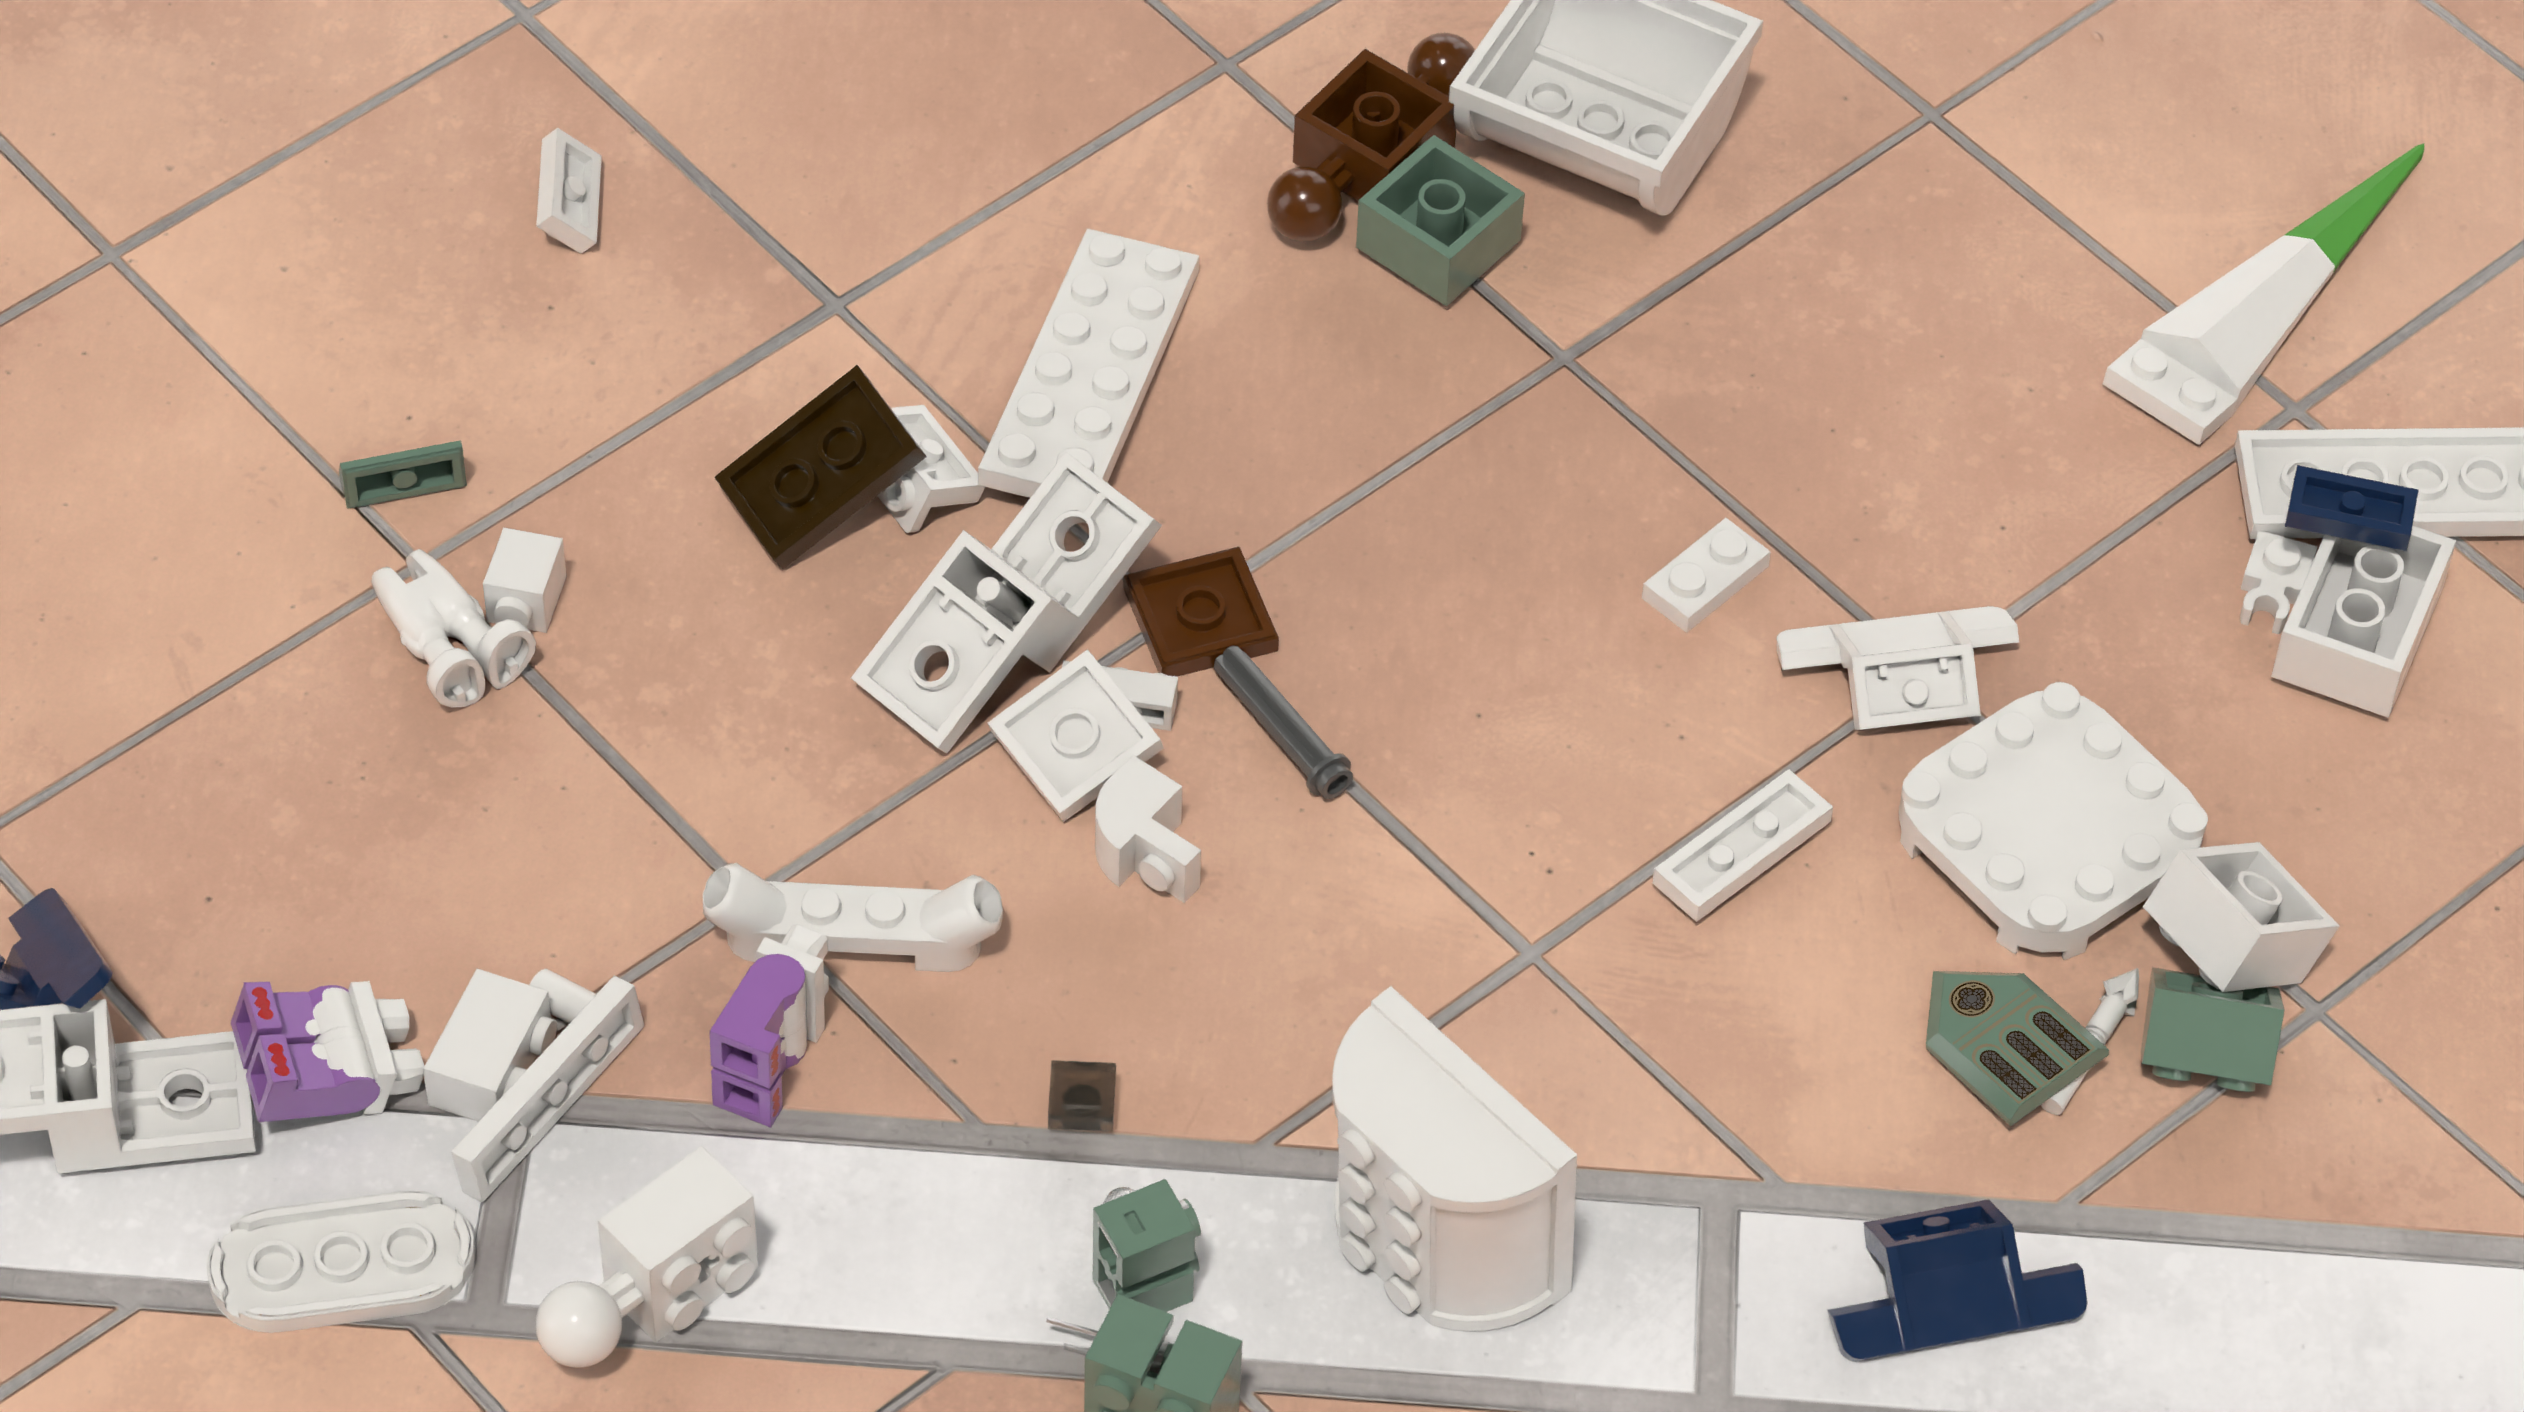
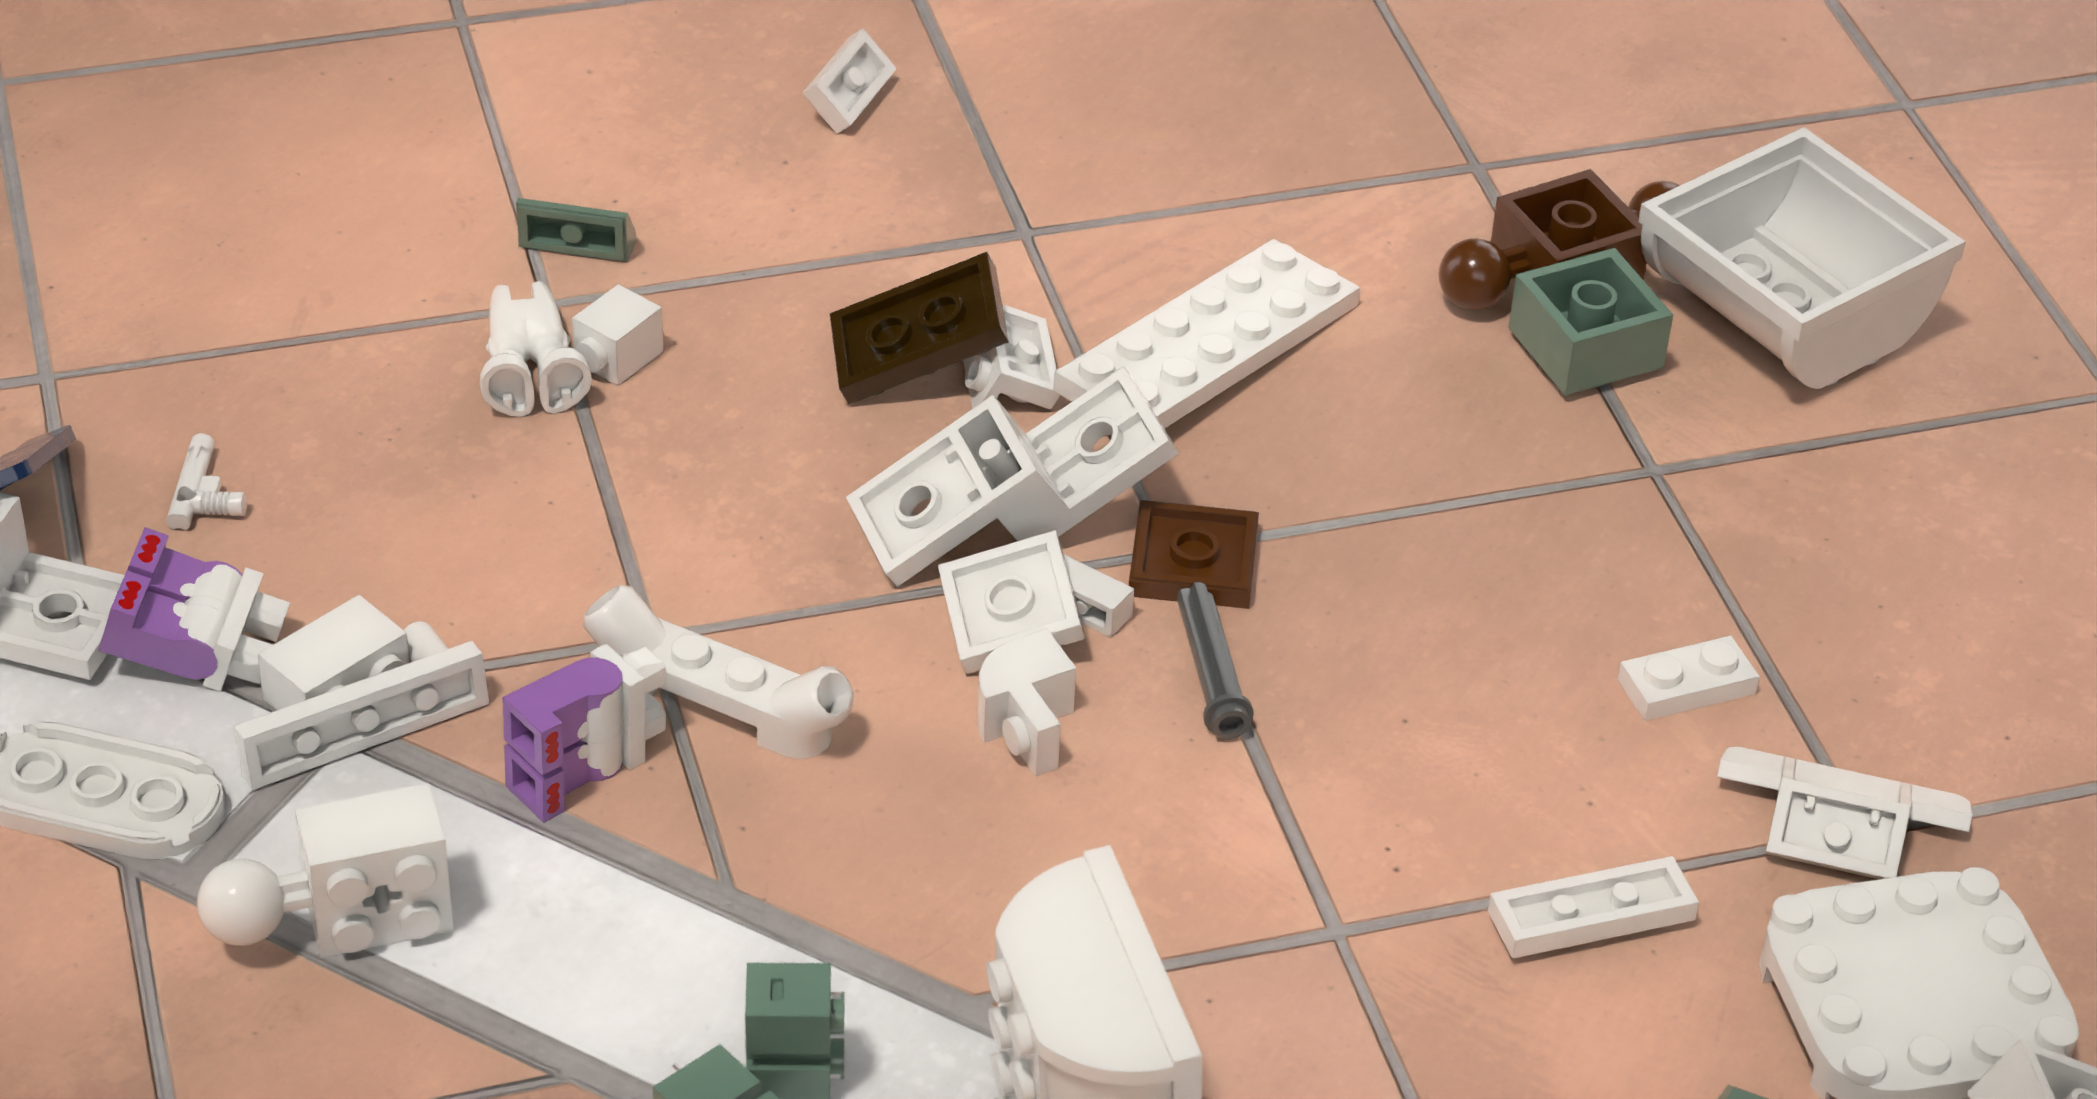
camera: 25 degrees right, 10 degrees down
(220, 906) = (201, 493): none -> white hose
(1082, 1095) = (831, 892): clear smoke plate -> none

